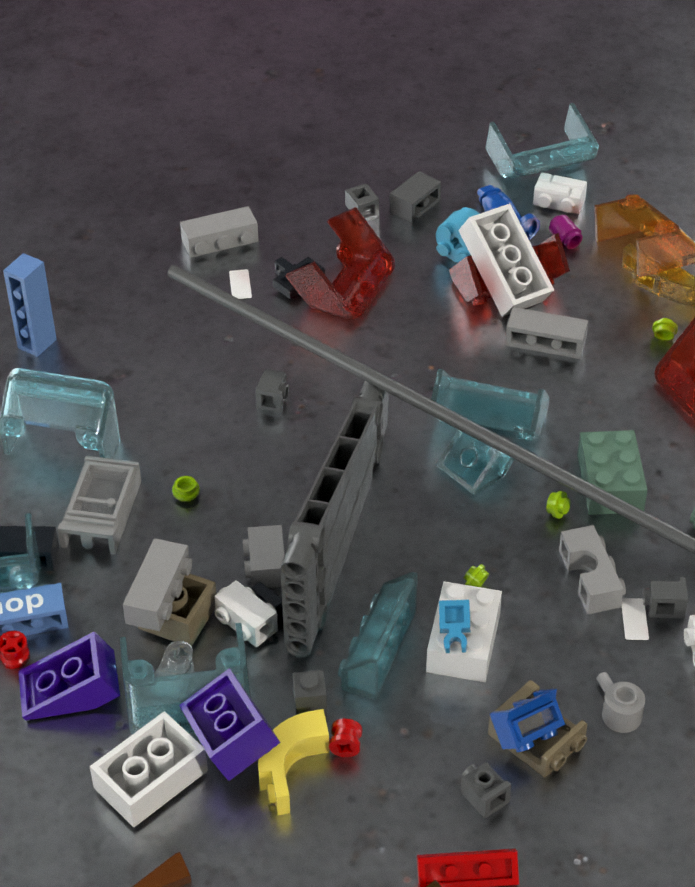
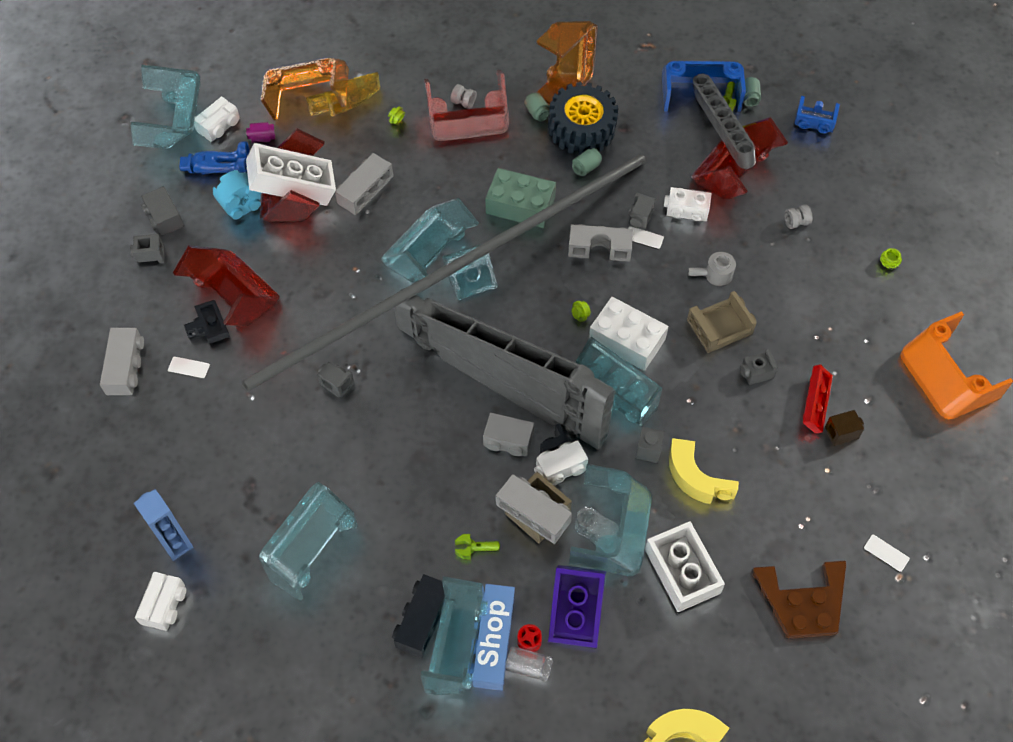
camera: 70 degrees left, 15 degrees up
(101, 502) = (401, 536): light grey door -> none
(114, 571) = (474, 546): none -> lime bar
(185, 488) = (410, 471): lime plate -> none
(229, 724) = (671, 499): dark purple slope -> none
(345, 737) = (692, 433): red wheel -> none
(454, 620) = (638, 330): dark azure plate -> none
(528, 721) = (725, 316): blue window -> none
(558, 504) = (534, 239): lime plate -> none

